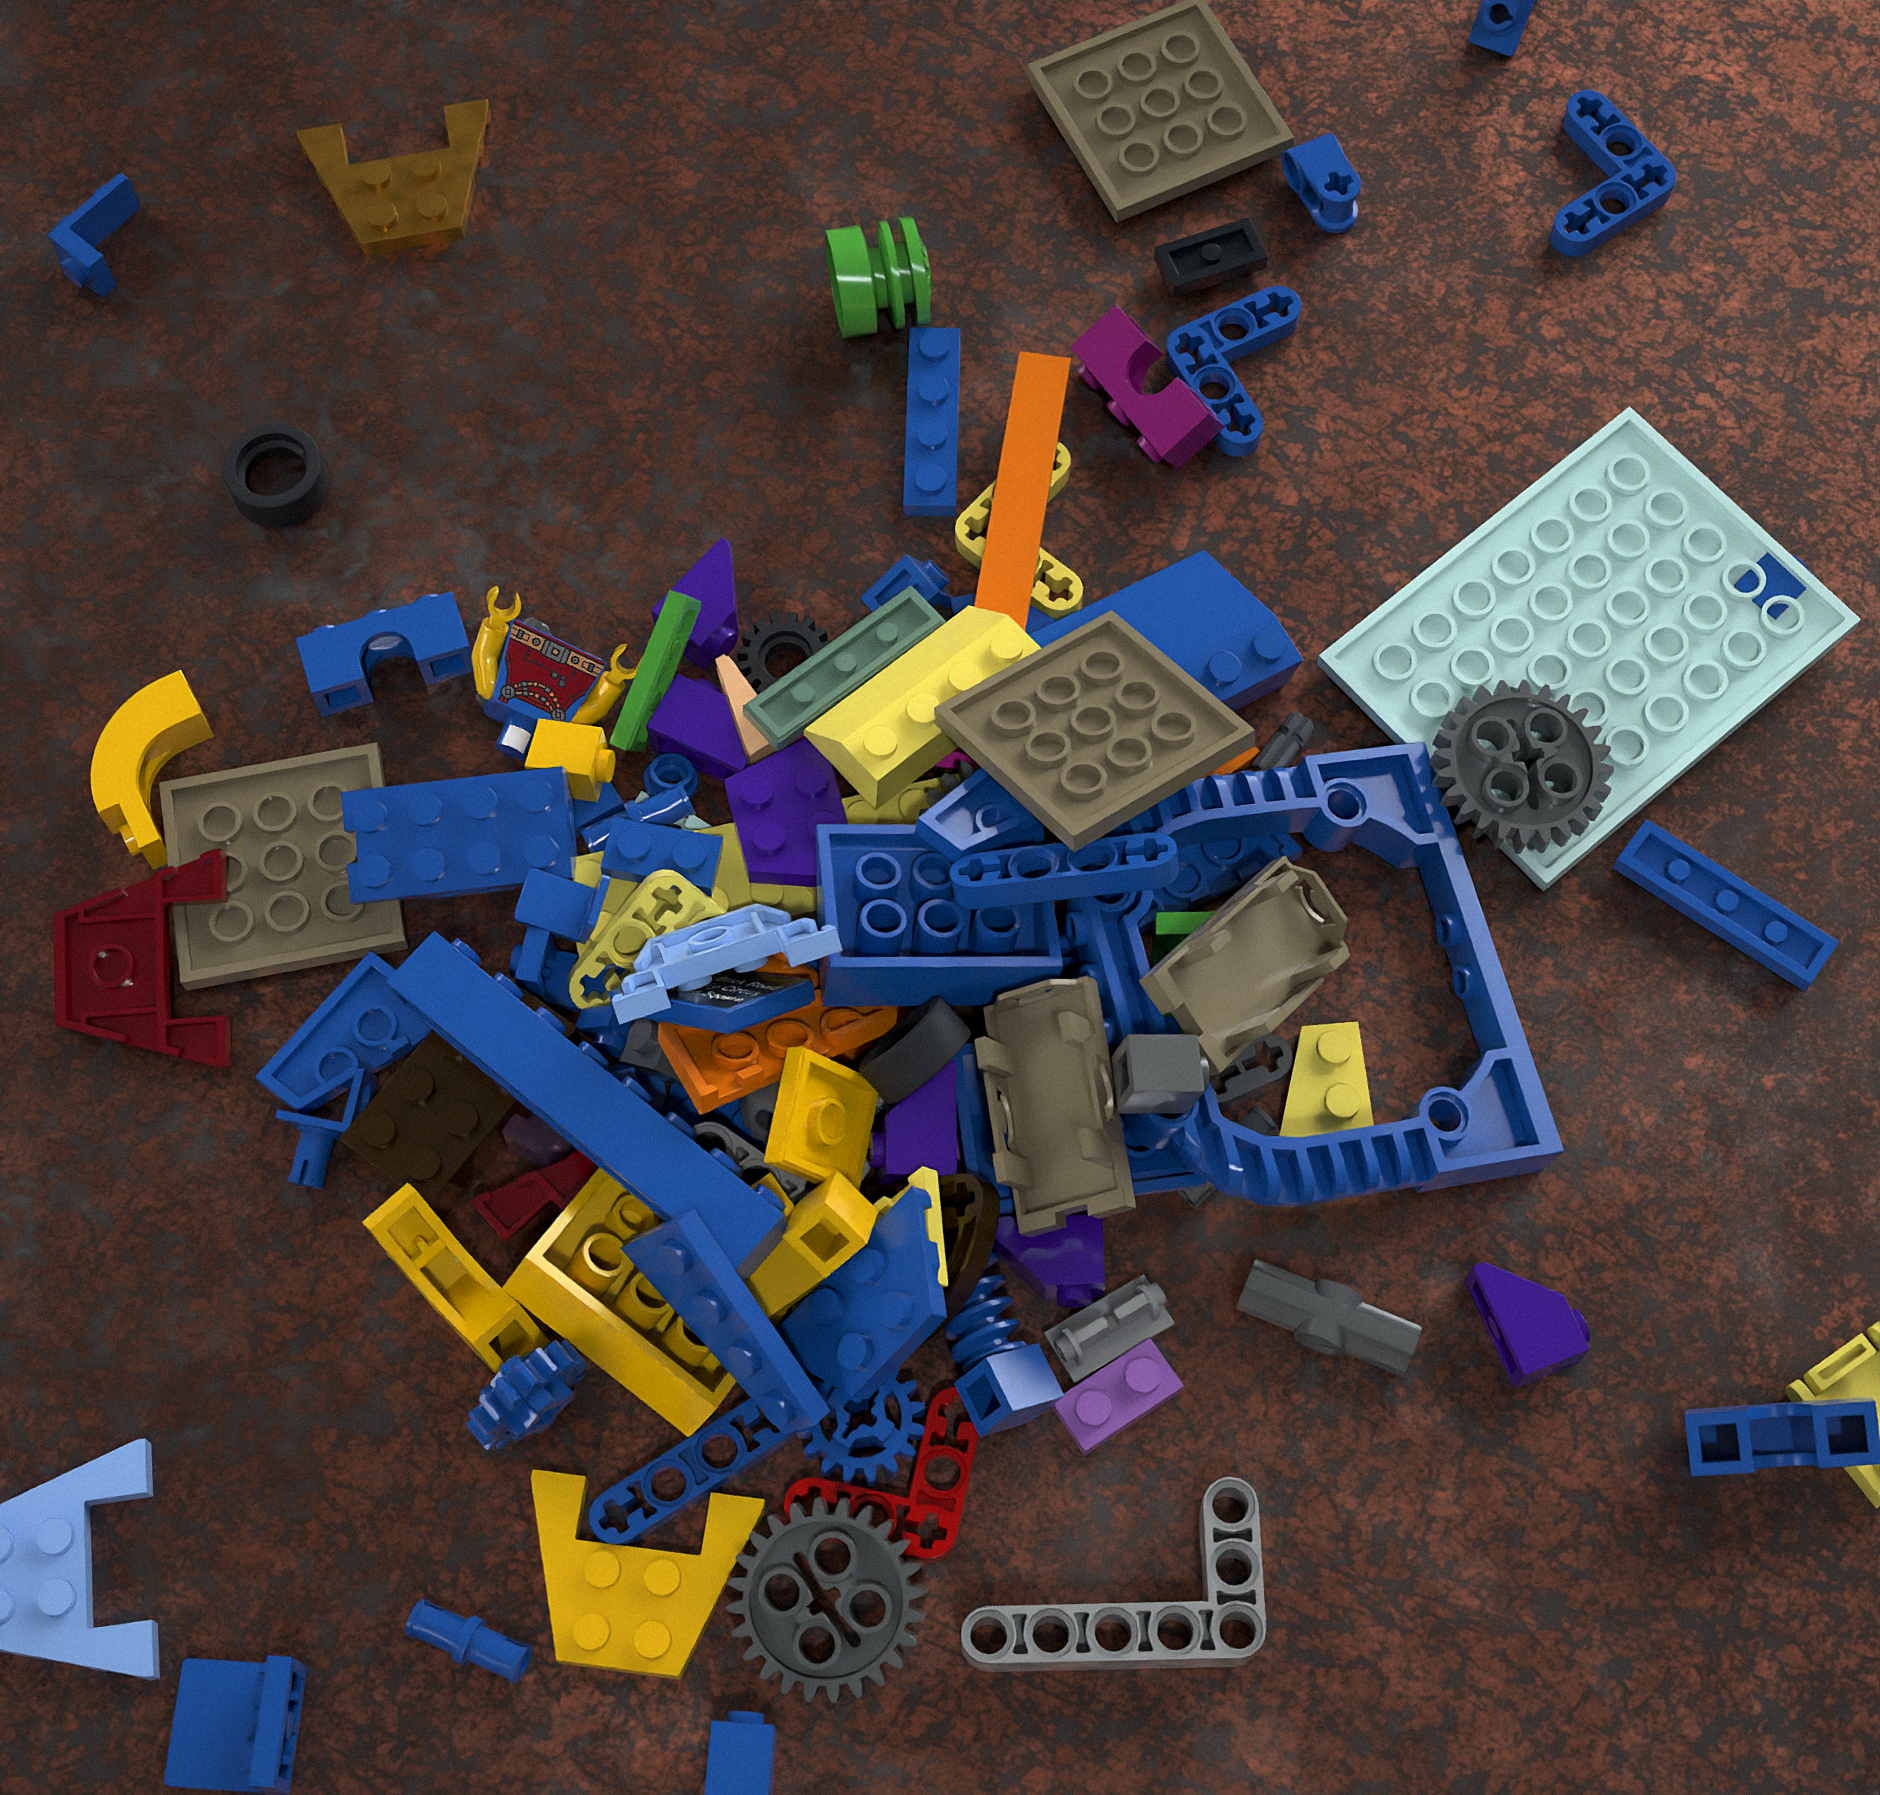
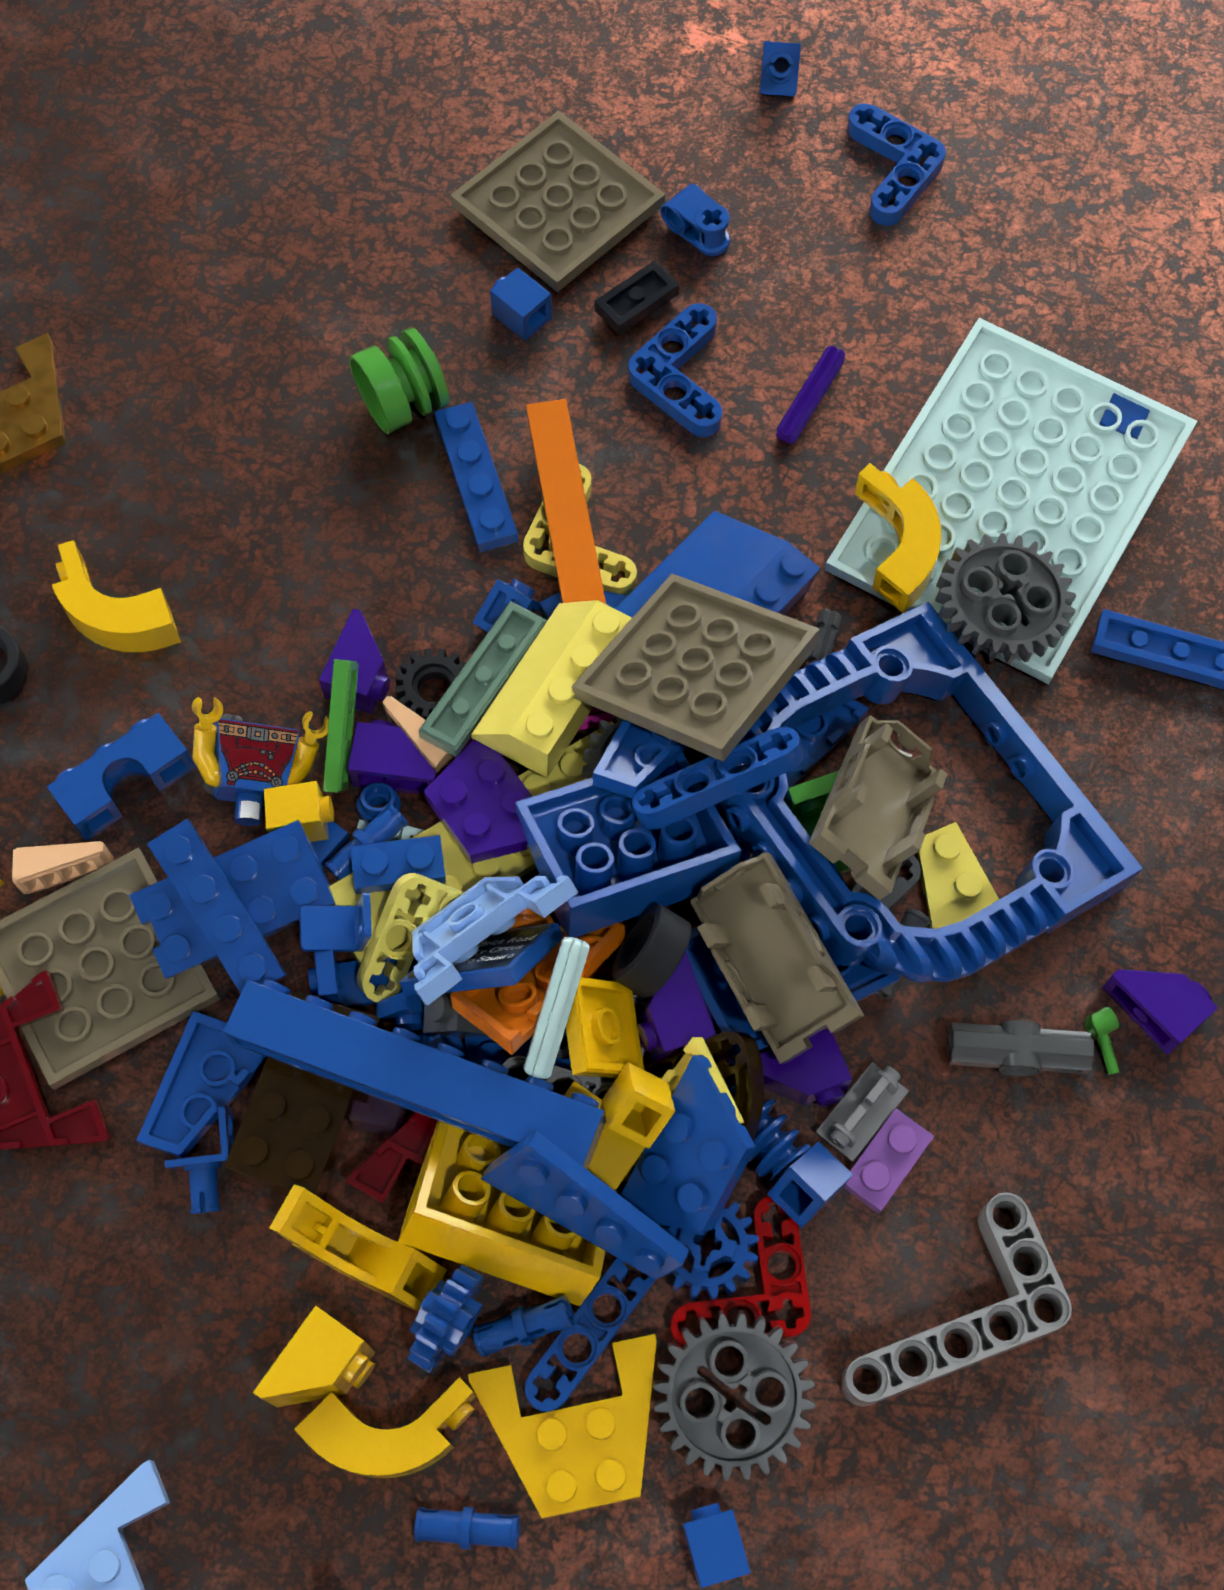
camera: 20 degrees left, 0 degrees up
(269, 731) = (52, 865): none -> light nougat slope
(362, 1395) = (316, 1362): none -> yellow slope
(410, 1525) = (381, 1453): none -> yellow arch
(432, 835) = (215, 906): none -> blue plate
(450, 474) = (119, 624): none -> yellow arch
(615, 1436) = (523, 1326): none -> blue pin
(771, 1077) = (556, 1007): none -> light aqua axle
(1064, 224) = (521, 303): none -> blue brick
(1117, 357) = (598, 388): magenta arch -> none
(1159, 1073) = (848, 908): dark grey brick -> none
(1383, 441) = (810, 395): none -> dark purple axle
(1423, 687) = (917, 524): none -> yellow arch
(1439, 1324) = (1100, 1025): none -> bright green hand

